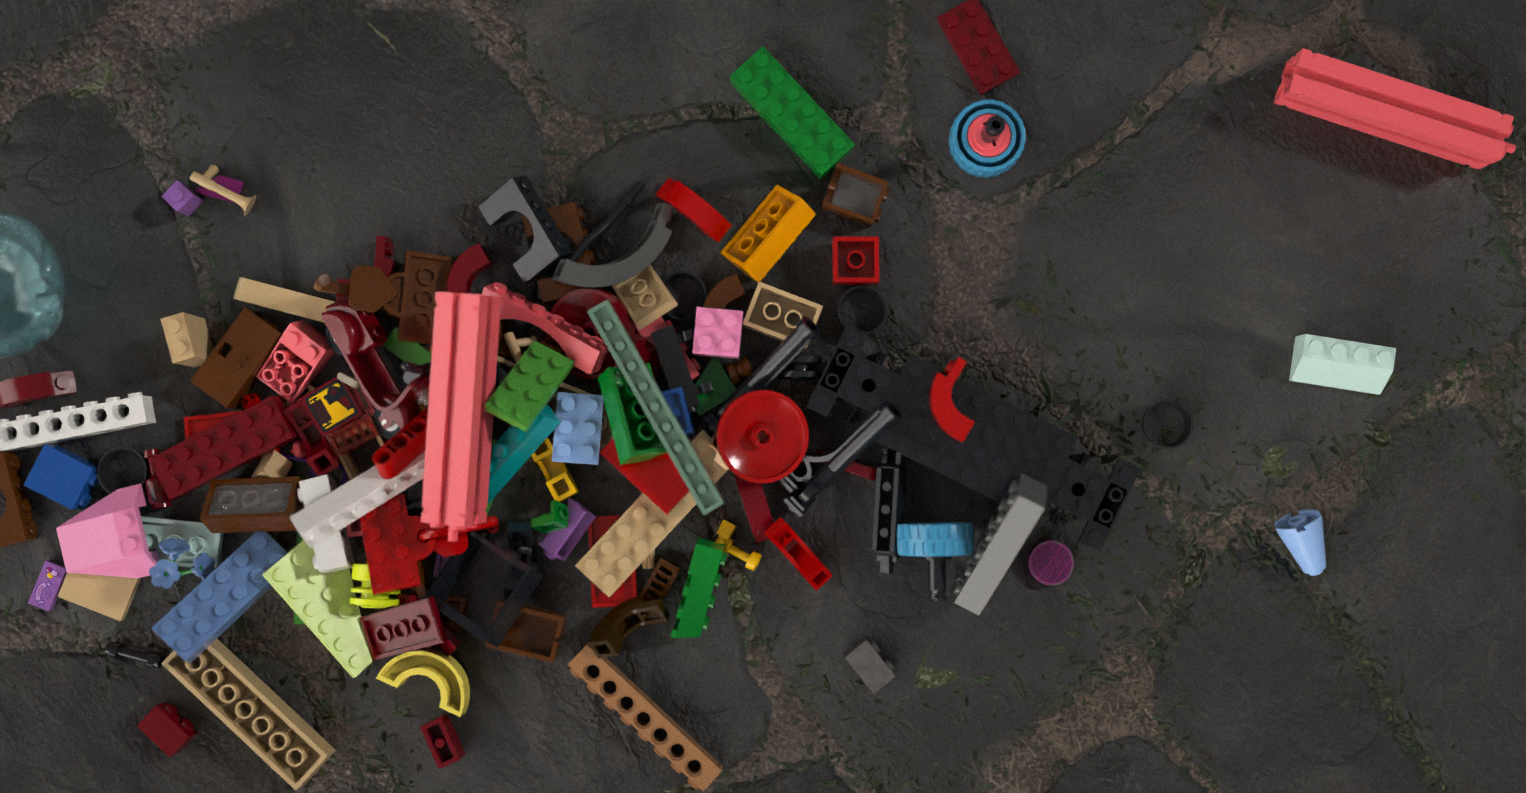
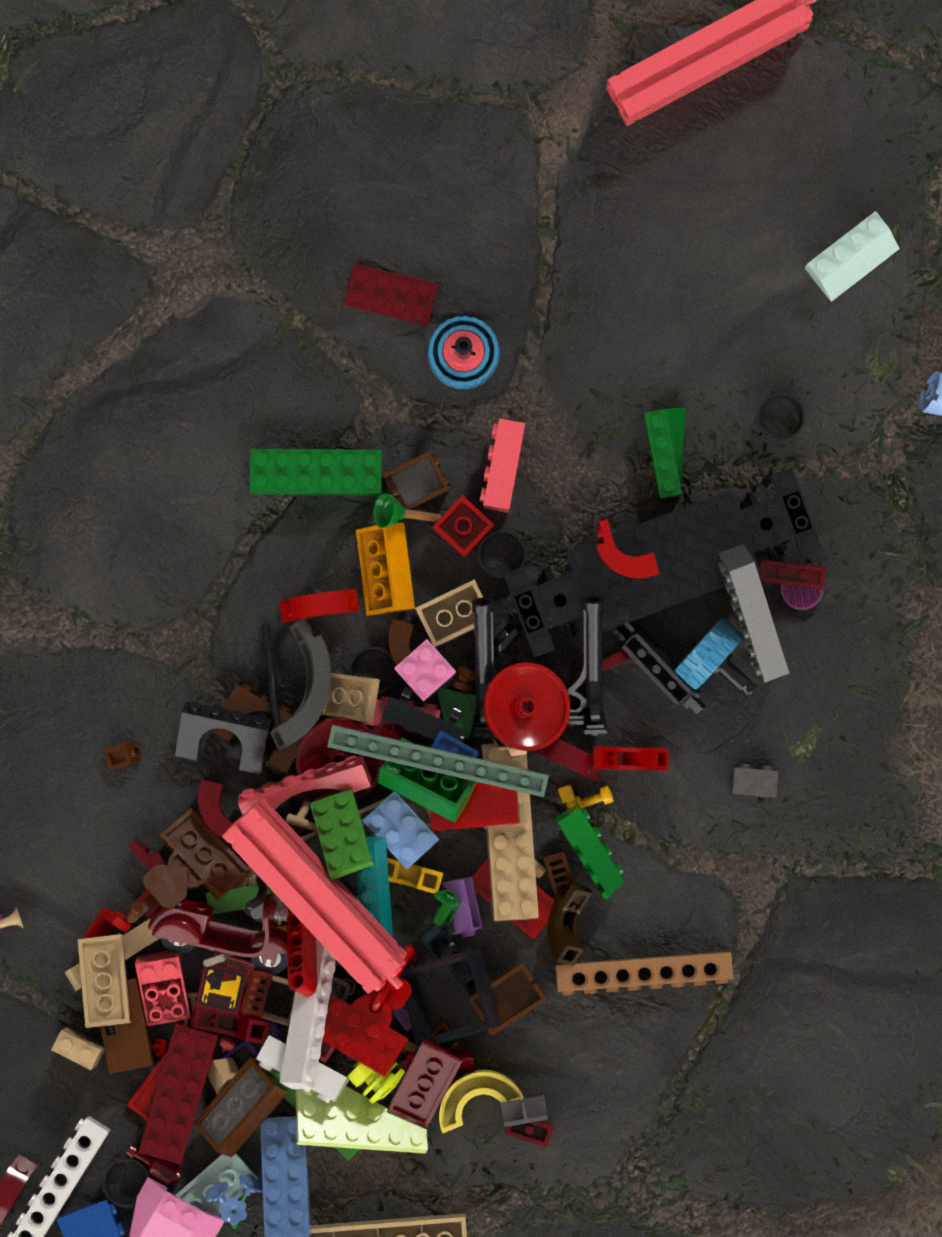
camera: 50 degrees left, 0 degrees up
(254, 311) = (104, 981): none -> tan plate
(297, 274) = (106, 922): none -> red bracket
(444, 168) = (122, 755): none -> reddish brown bracket
(449, 726) = (524, 1110): none -> flat silver panel
(813, 193) = (389, 511): none -> green piece
(931, 247) = (504, 463): none -> coral brick
(1057, 546) = (792, 574): none -> dark red tile
(1062, 356) = (666, 444): none -> green wedge

